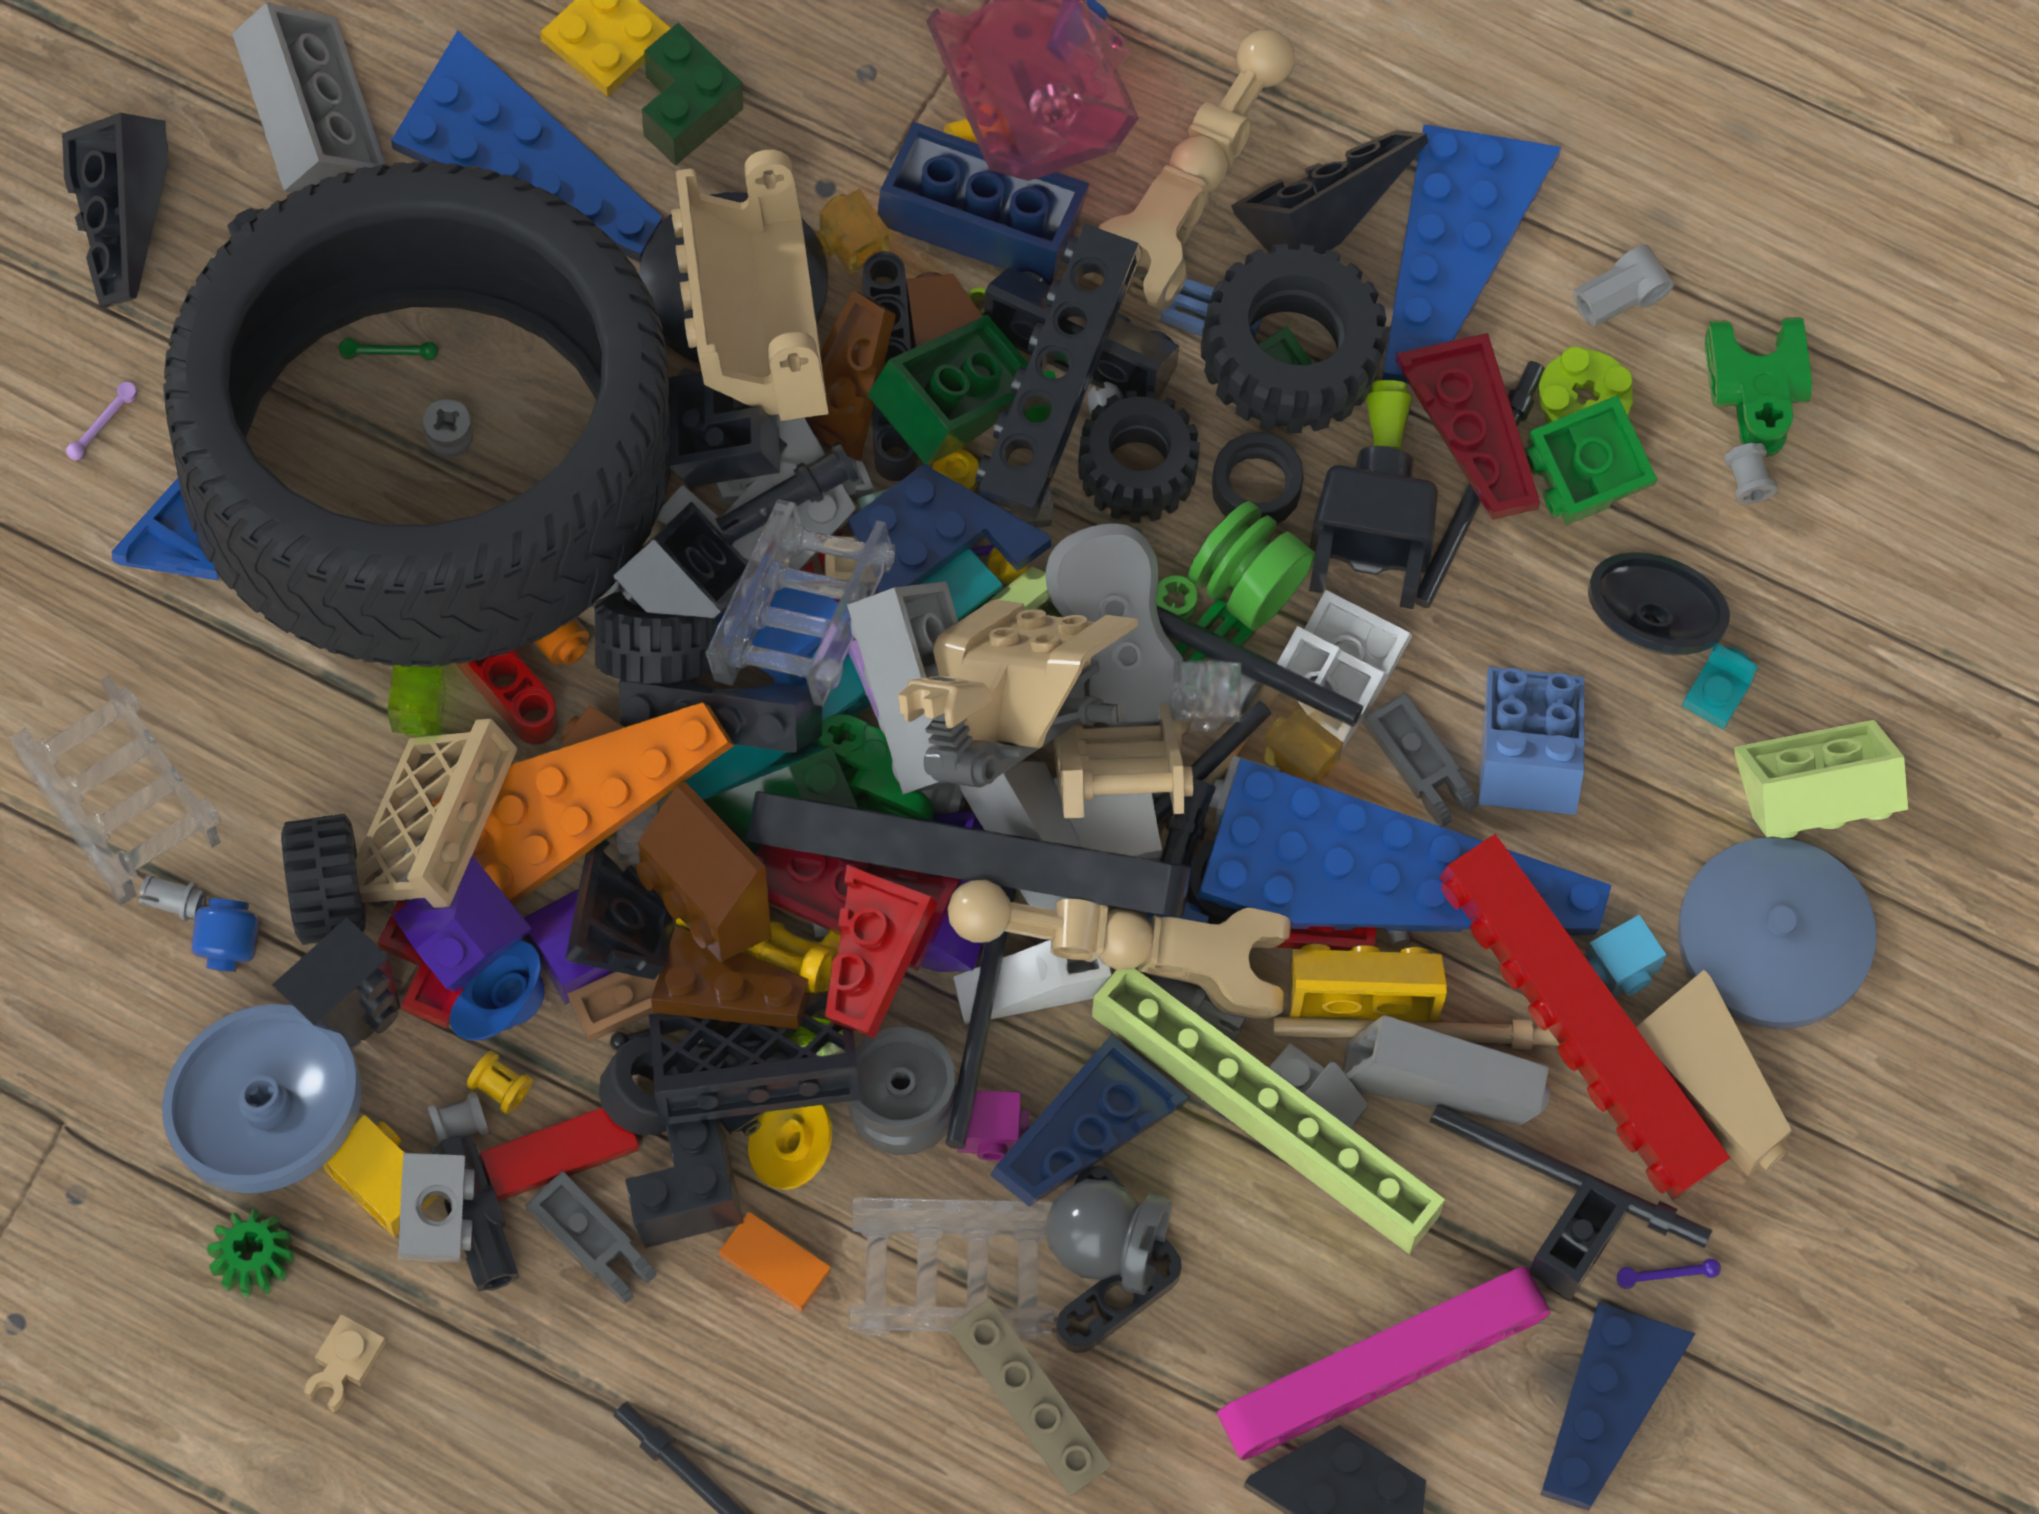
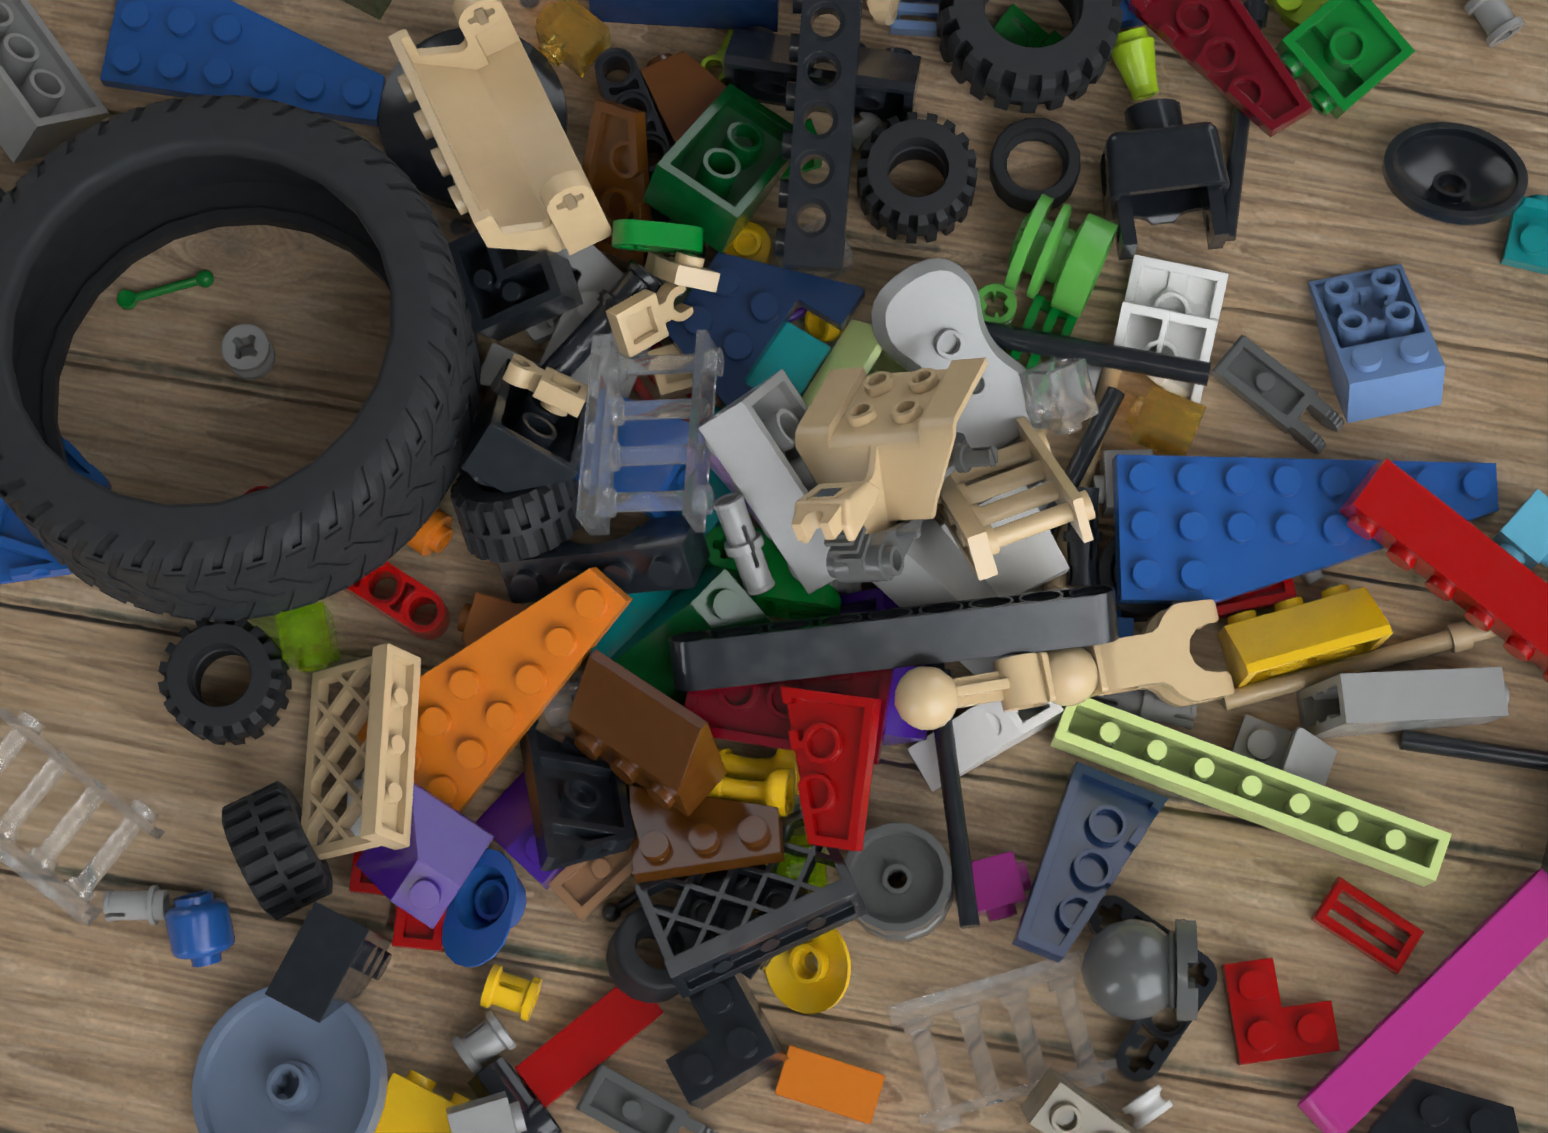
camera: 10 degrees left, 10 degrees up
(317, 681) = (194, 655): none -> black tyre
(726, 539) = (555, 390): none -> tan plate
(830, 496) = (642, 318): none -> tan plate
(856, 728) = (743, 543): none -> light grey pin
(868, 428) = (657, 237): none -> green beam
(884, 466) = (683, 270): none -> tan plate
(1072, 1371) = (1147, 1107): none -> white bush
(1214, 1341) = (1265, 1028): none -> red plate
(1327, 1285) = (1331, 903): none -> red tile

